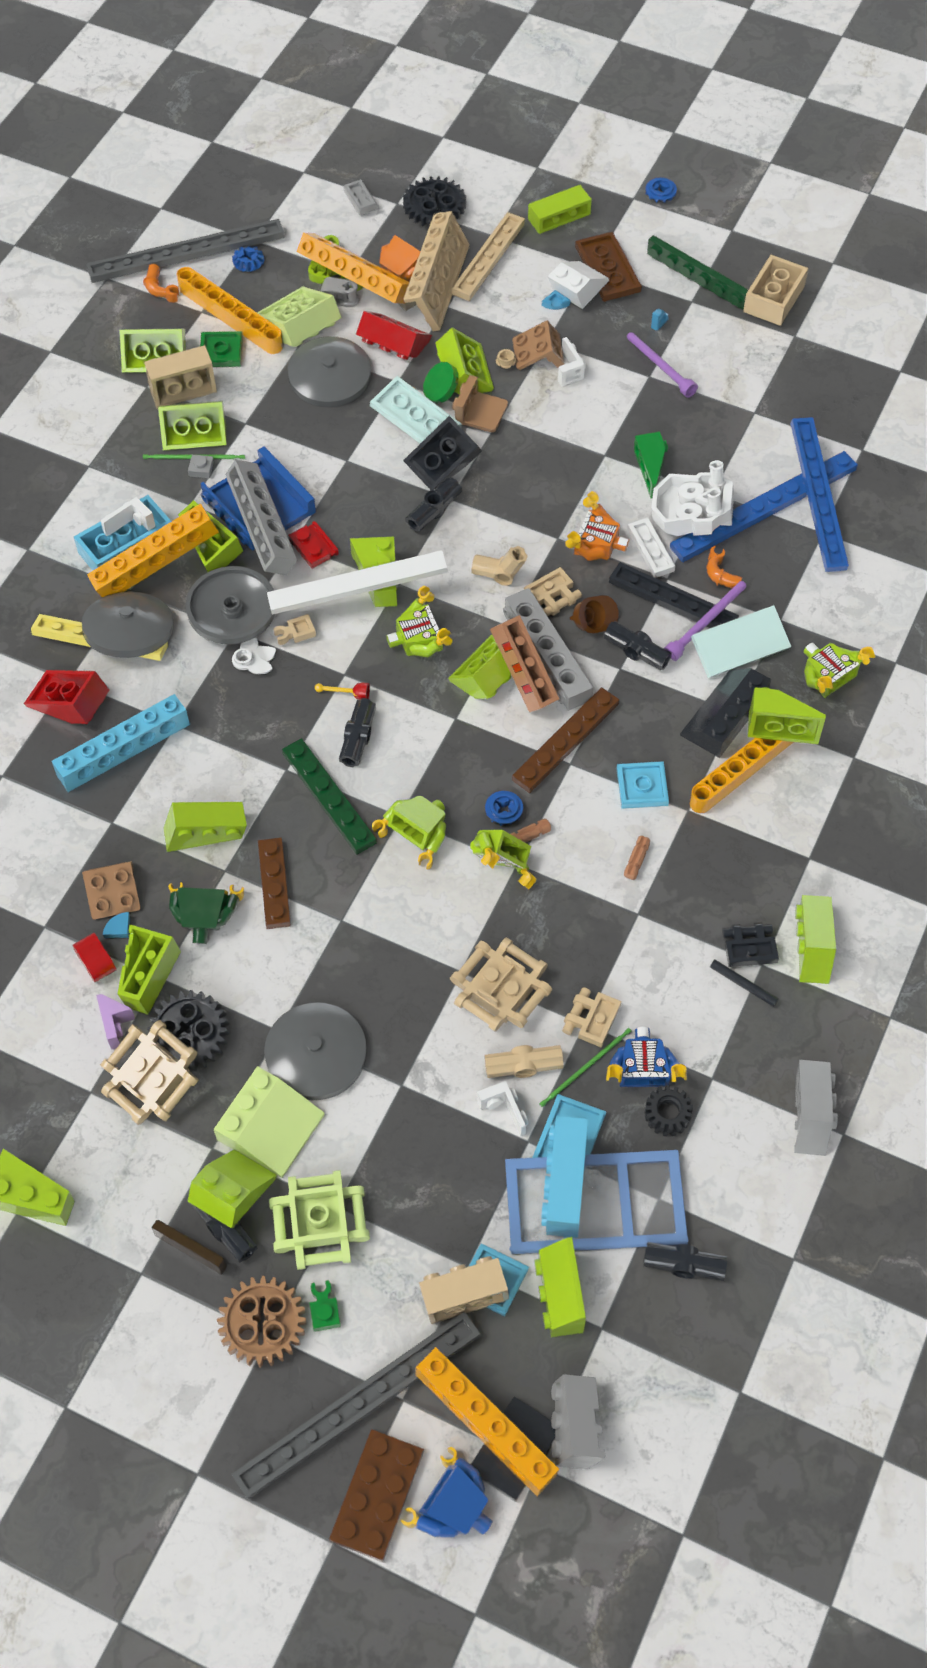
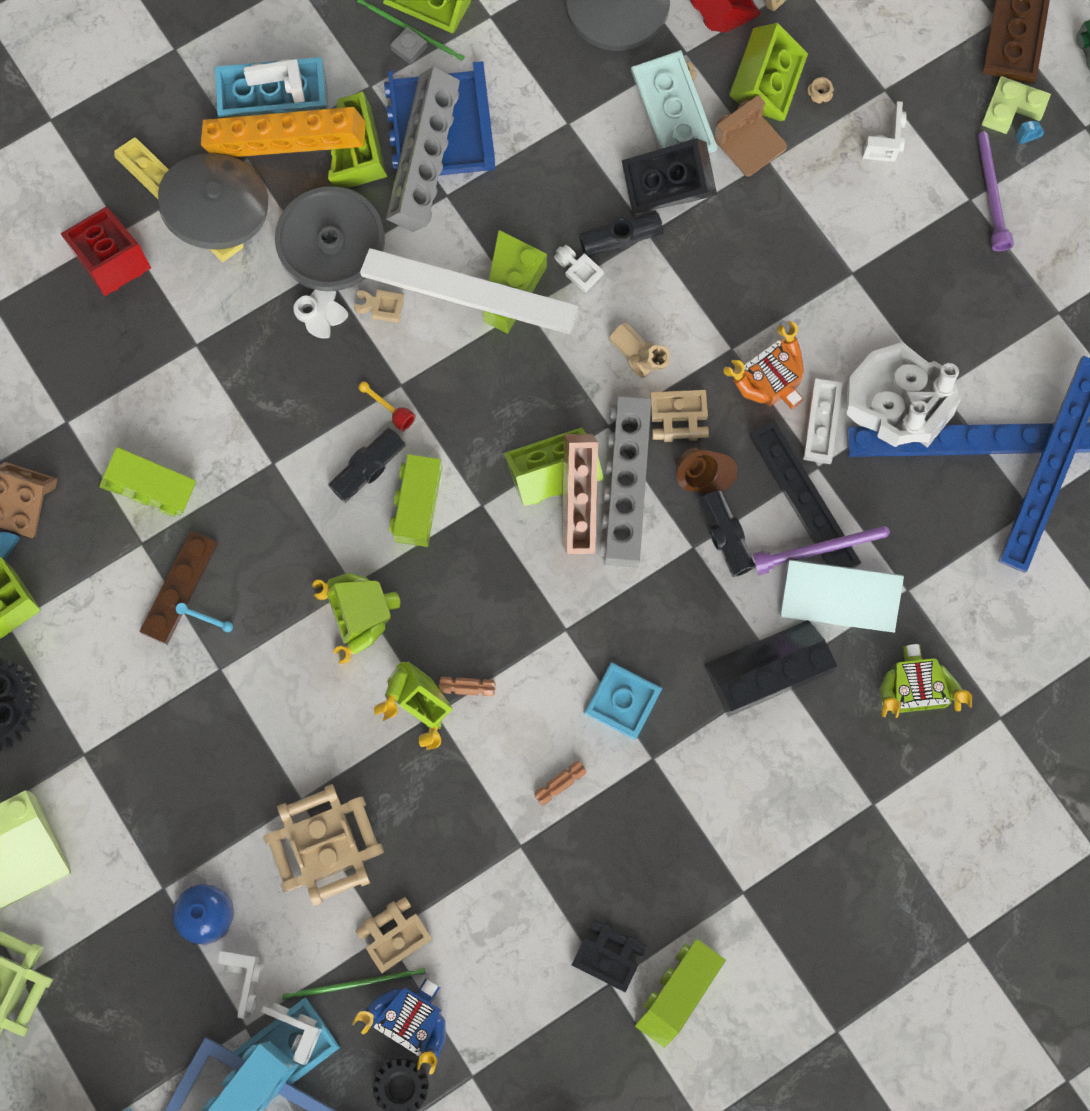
camera: 30 degrees right, 15 degrees up
(121, 743) = (123, 338): medium azure brick -> none
(203, 908) = (86, 578): dark green torso -> none
(287, 891) = (227, 626): none -> medium azure hinge
(313, 544) = (465, 209): red plate -> none
(316, 1050) = (102, 800): dark grey dish -> none
(329, 796) = (294, 520): dark green plate -> none
(409, 735) = (416, 500): none -> lime brick
(418, 628) = (505, 379): torso -> none
(423, 541) = (583, 272): none -> white plate
(440, 382) = (725, 83): green tile -> none
(444, 1082) = (203, 914): none -> blue cylinder
(503, 799) = (468, 631): blue gear -> none
(523, 1061) = (293, 942): tan piece -> none
(537, 344) = (869, 93): medium nougat bracket -> none
(555, 301) = (928, 43): dark azure tile -> none
(565, 740) = (578, 599): reddish brown plate -> none
(571, 1105) = (303, 1044): none -> white bracket
(577, 282) = (966, 33): white slope -> none
(634, 306) = (1011, 98): none -> yellowish green plate
(650, 455) = (899, 308): green slope -> none
(716, 574) = (873, 496): orange piece -> none
(731, 780) = (770, 735): light orange beam -> none
(744, 983) = (575, 993): black bar -> none
(783, 718) = (806, 723): lime slope -> none

